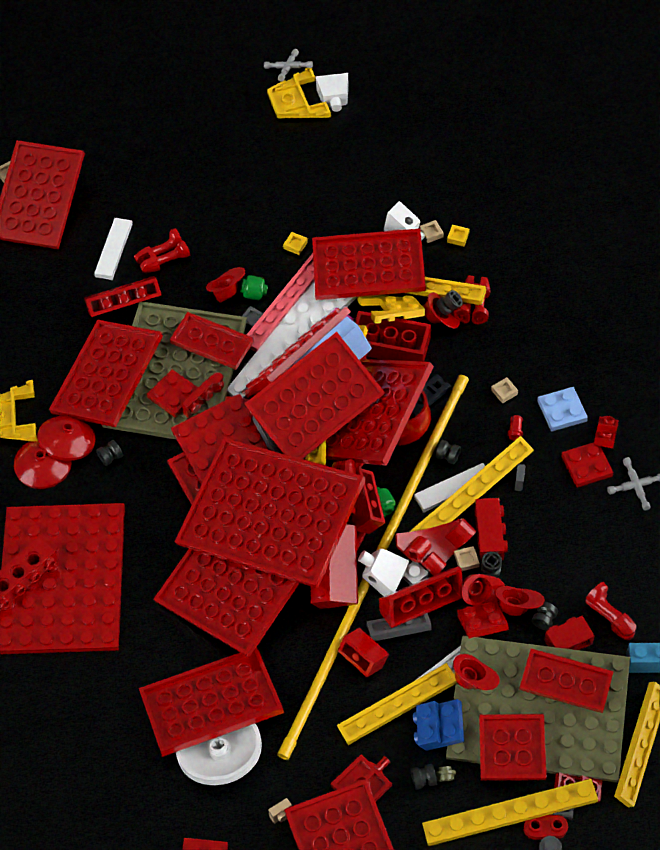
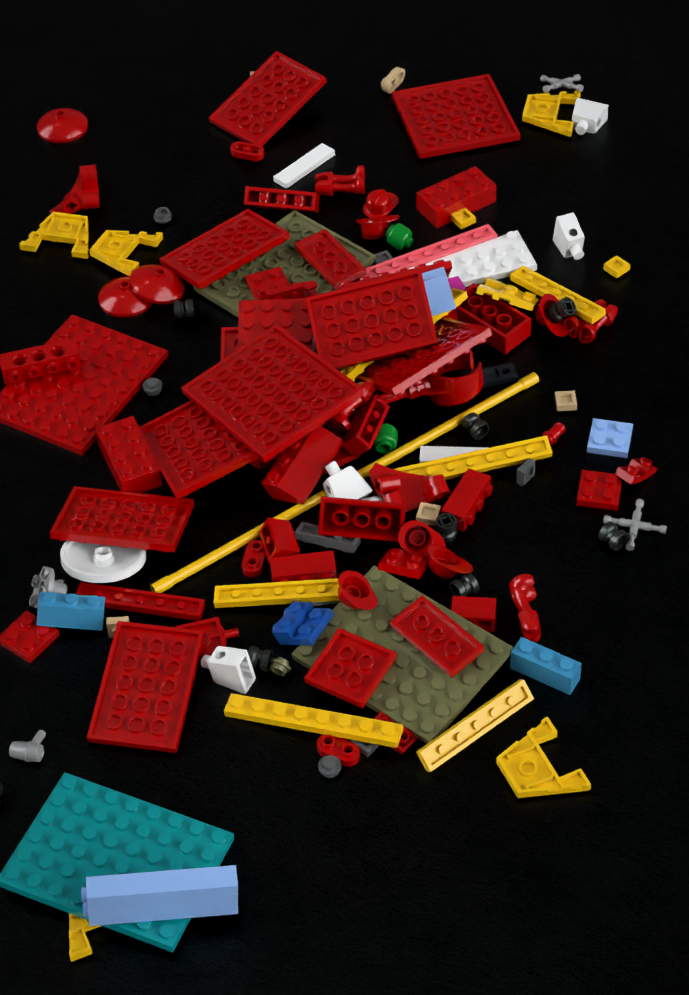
camera: 30 degrees right, 10 degrees down
(18, 360) = (162, 215): none -> dark grey plate
(51, 256) = (247, 151): none -> red plate
(134, 119) = (393, 80): none -> tan plate
(135, 546) = (152, 386): none -> dark grey plate
(168, 632) = (129, 456): none -> red brick
(190, 808) = (45, 583): none -> light grey plate
(210, 260) = (379, 203): none -> red piece
(216, 138) = (455, 116): none -> red plate
(231, 819) = (70, 611): none -> dark azure brick
(274, 223) = (466, 189): none -> red brick
(281, 774) = (146, 601): none -> red plate
(348, 676) = (254, 559): none -> red plate
(368, 264) = (512, 253): red plate -> none
(401, 669) = (303, 567): none -> red brick
(407, 800) = (230, 668): none -> white torso
(431, 231) = (594, 254): tan plate -> none
(629, 504) = (610, 534): none -> pearl dark grey wheel

